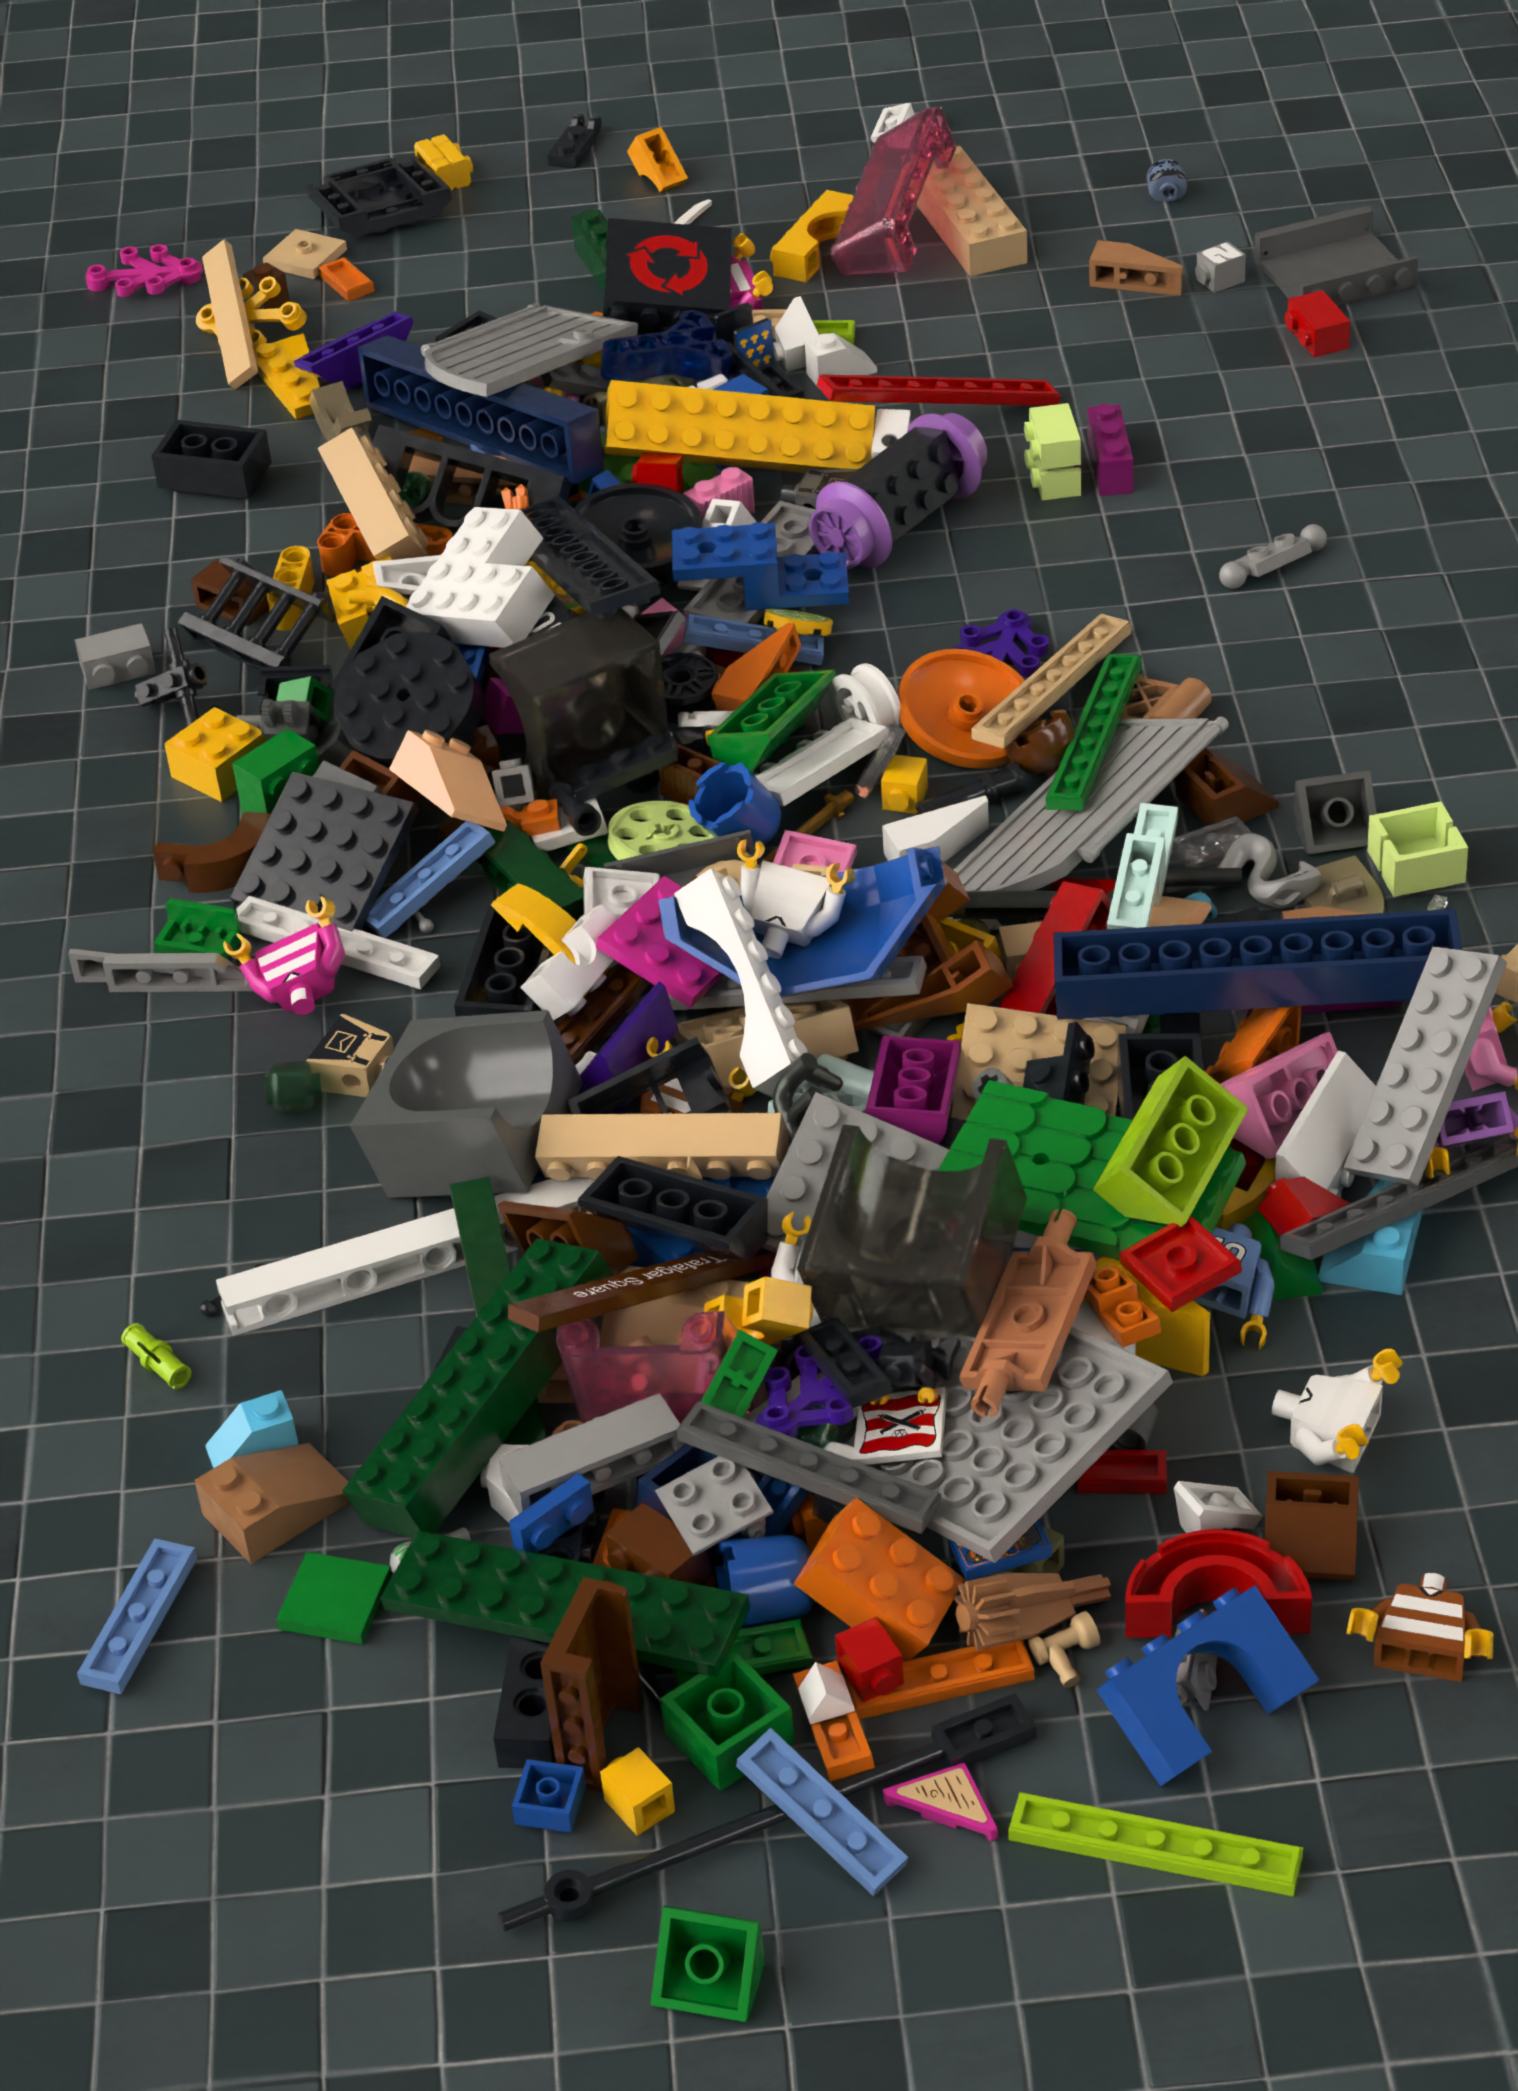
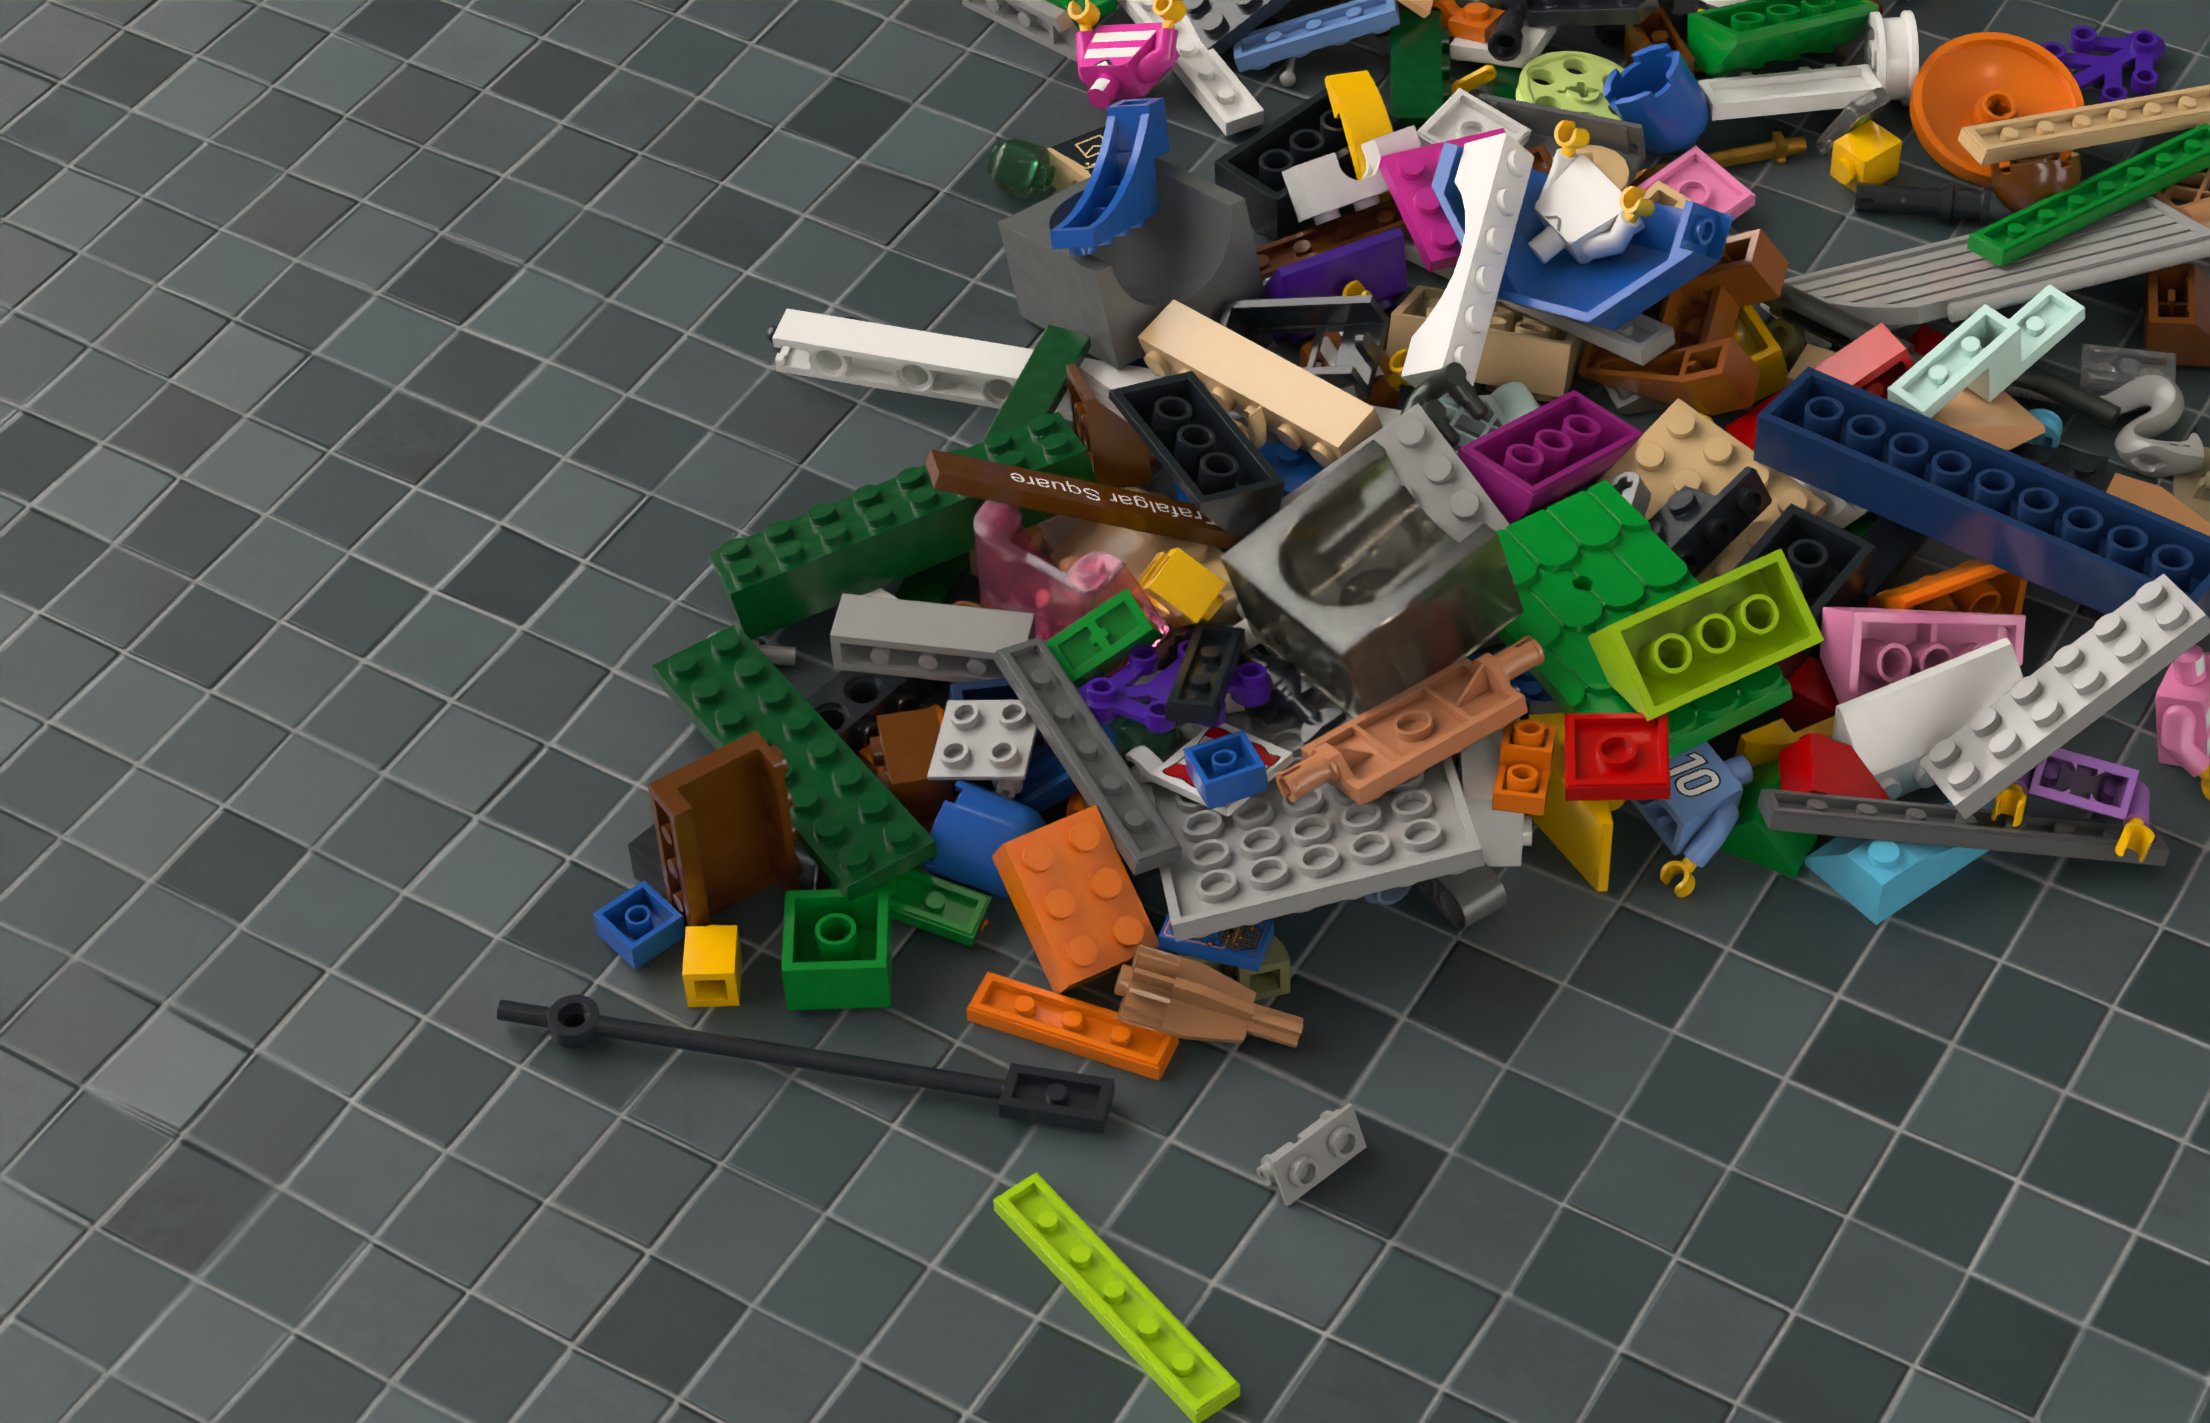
camera: 35 degrees right, 5 degrees up
(137, 1616) = (467, 571): medium blue plate -> none
(156, 1356) = (692, 353): lime pin -> none
(254, 1428) = (702, 468): medium azure slope -> none
(270, 1497) = (662, 526): medium nougat slope -> none
(334, 1598) = (629, 644): green tile -> none
(432, 1043) = (1123, 179): none -> blue arch
(552, 1515) = (849, 674): blue plate -> none
(707, 1963) = (622, 1153): green slope -> none
(822, 1812) = (837, 1079): medium blue plate -> none
(824, 1694) = (939, 976): white slope -> none
(839, 1739) = (932, 1006): orange plate -> none
(869, 1659) = (1008, 968): red brick -> none
(909, 1365) = (1265, 709): black piece -> none
(920, 1422) = (1226, 769): none -> blue piece
(945, 1798) = (970, 1138): tile -> none
(946, 827) = (1844, 225): white slope -> none
(1051, 1649) = (1194, 1059): tan piece -> none
(1126, 1473) = (1425, 936): red tile -> none
(1146, 1695) = (1352, 1139): blue arch -> none
(1205, 1567) = (1387, 1066): red brick -> none
(1213, 1507) = (1465, 1017): white slope -> none
(1314, 1522) = (1540, 1090): reddish brown slope -> none
(1338, 1412) = (1678, 1000): torso -> none
(1423, 1630) = (1549, 1251): dark orange torso -> none

